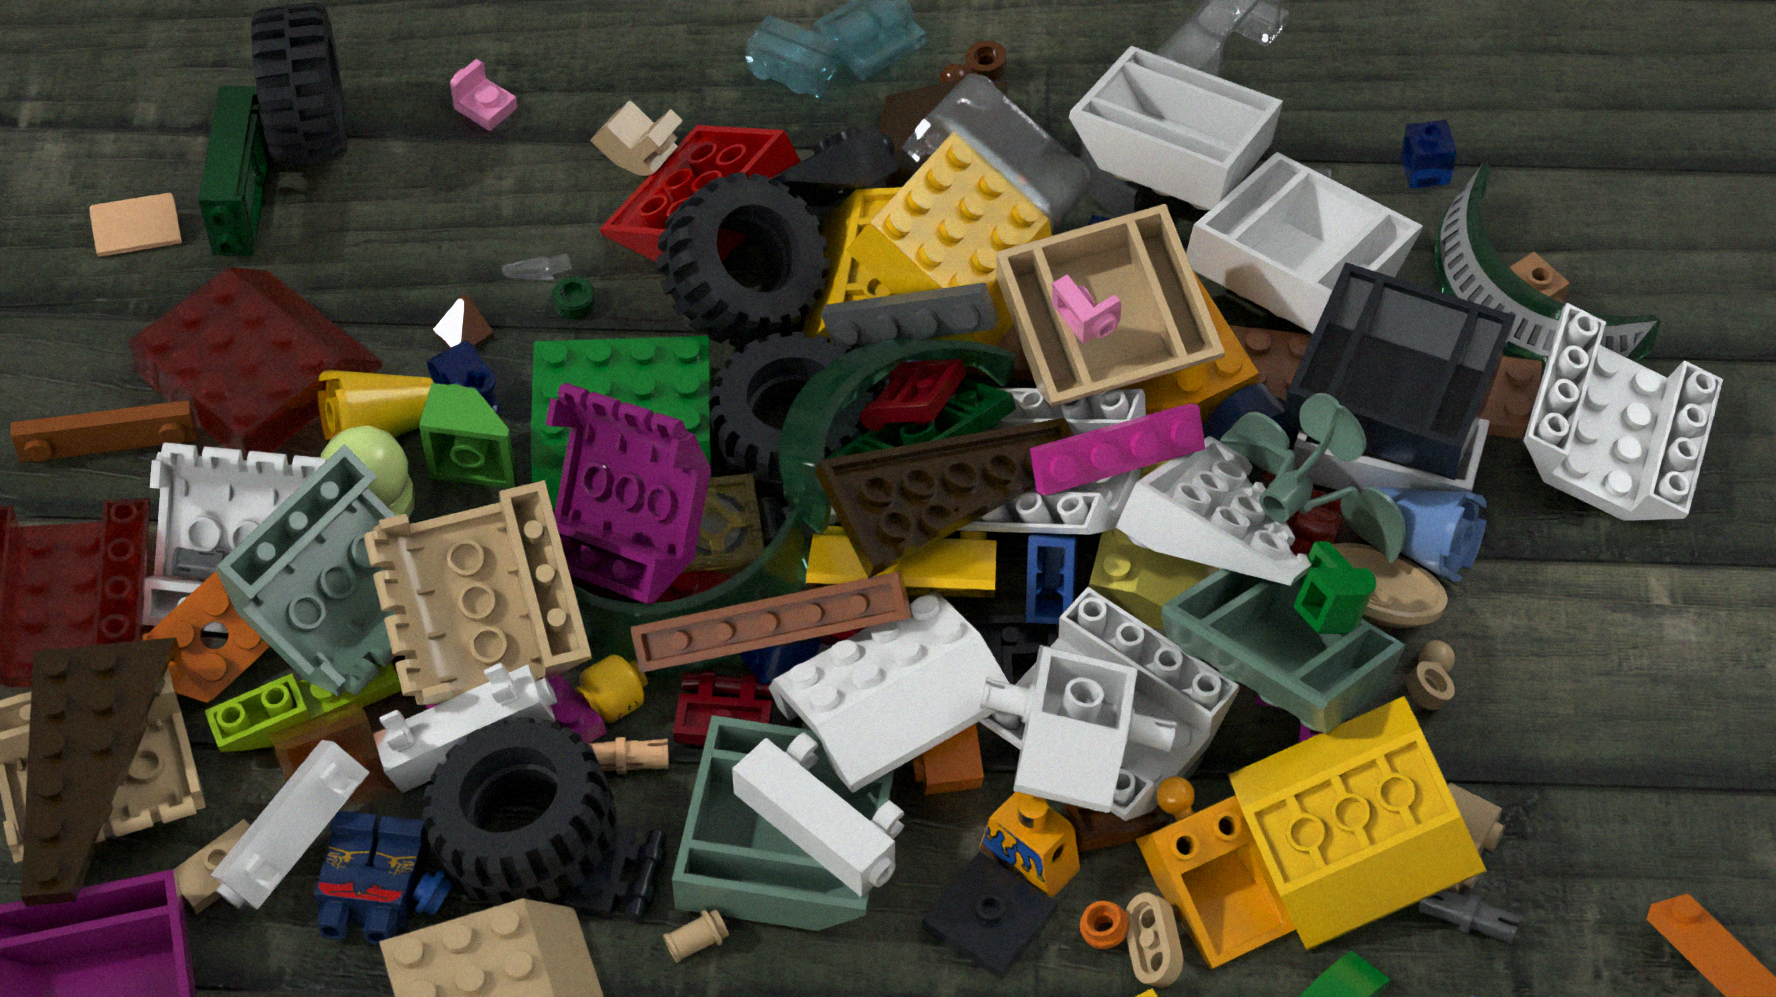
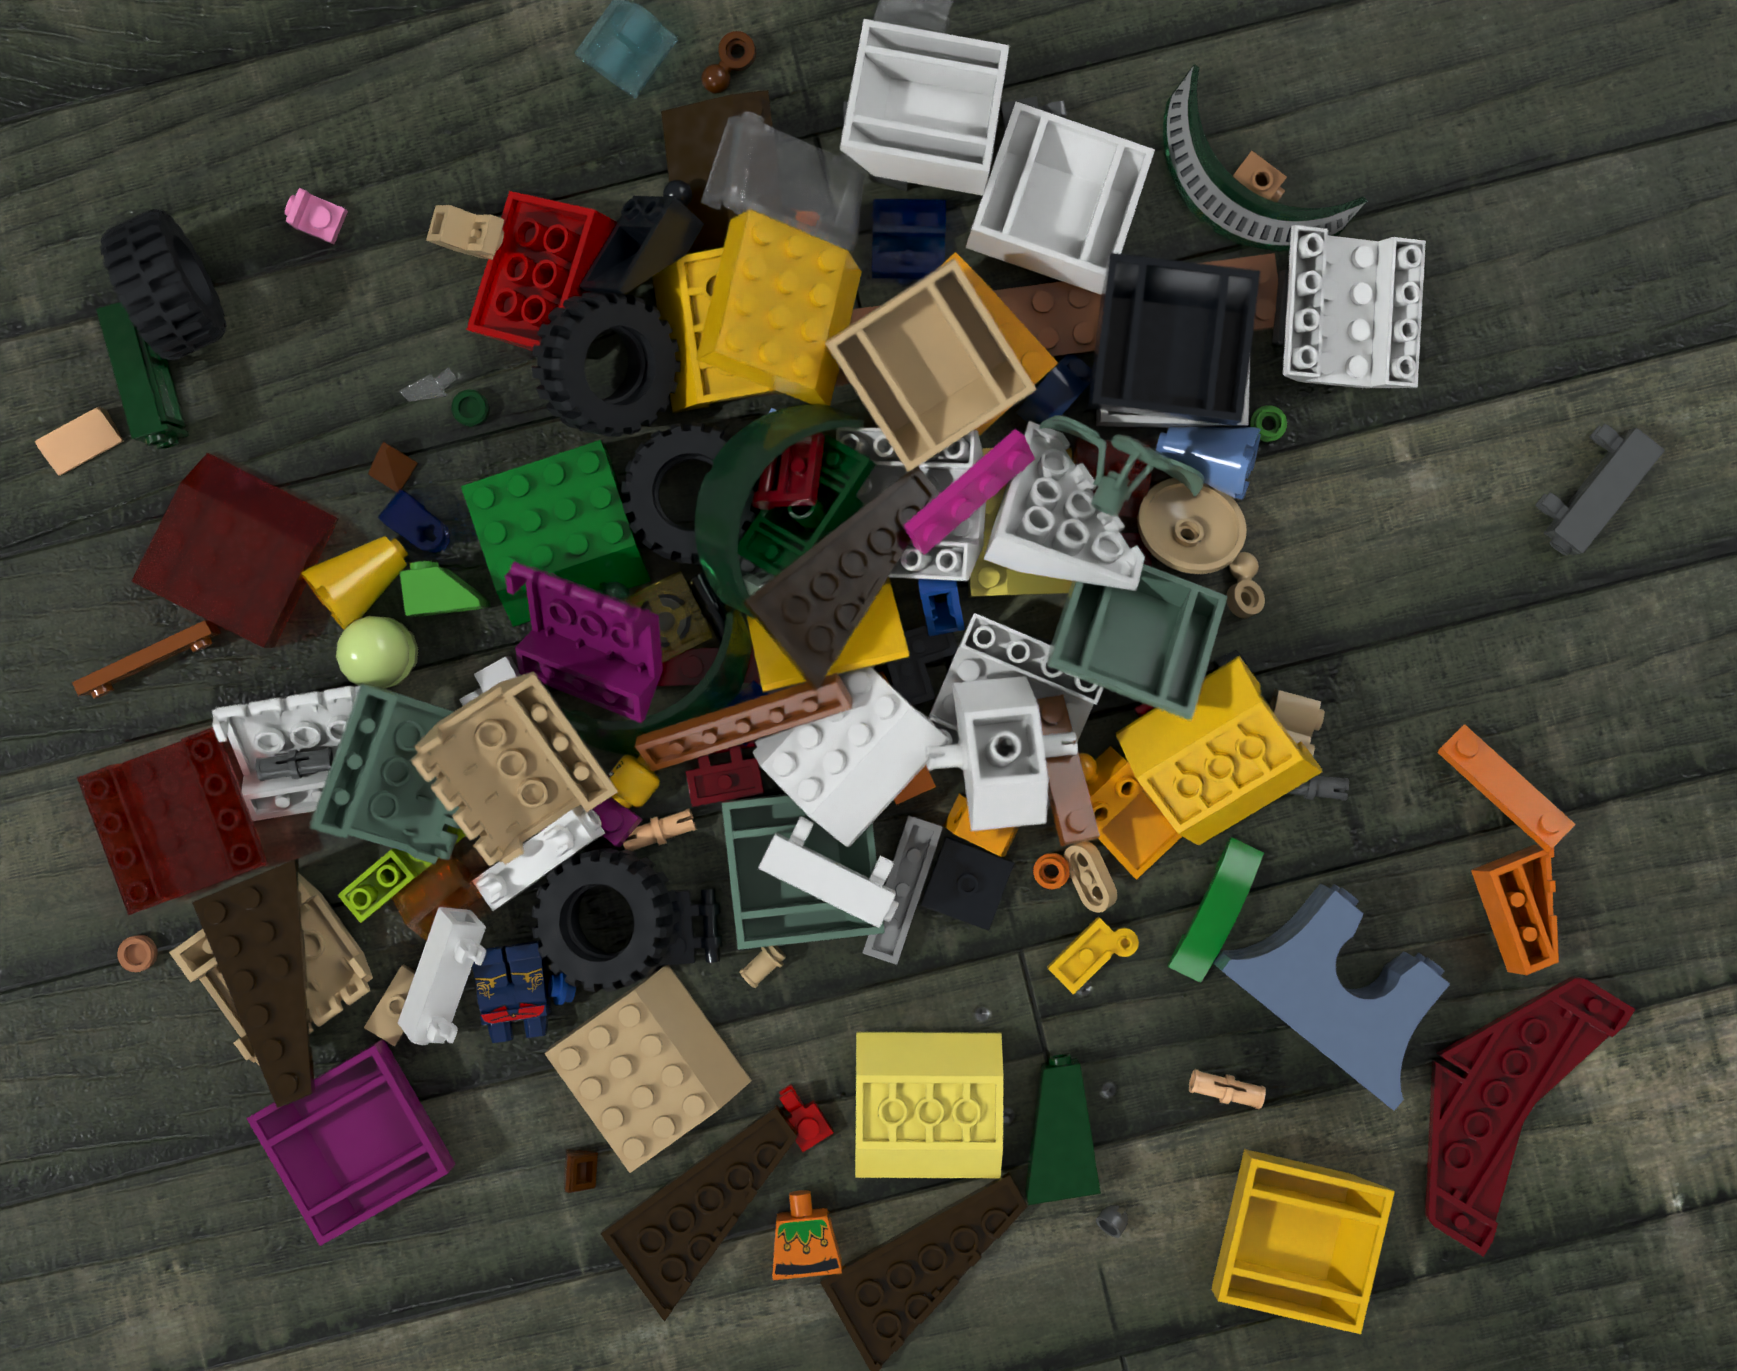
camera: 15 degrees left, 35 degrees up
(203, 671) = (293, 840): orange plate -> none
(793, 56) = (568, 96): clear light blue brick -> none
(904, 897) = (907, 880): none -> light grey plate
(911, 315) = (777, 399): dark grey plate -> none
(1080, 312) = (909, 390): bright pink bracket -> none
(1149, 786) = (1066, 779): none -> dark orange plate
(1333, 591) = (1173, 579): green brick -> none
(1428, 154) = (1141, 55): clear blue brick -> none
(1501, 511) = (1278, 418): none -> bright green plate

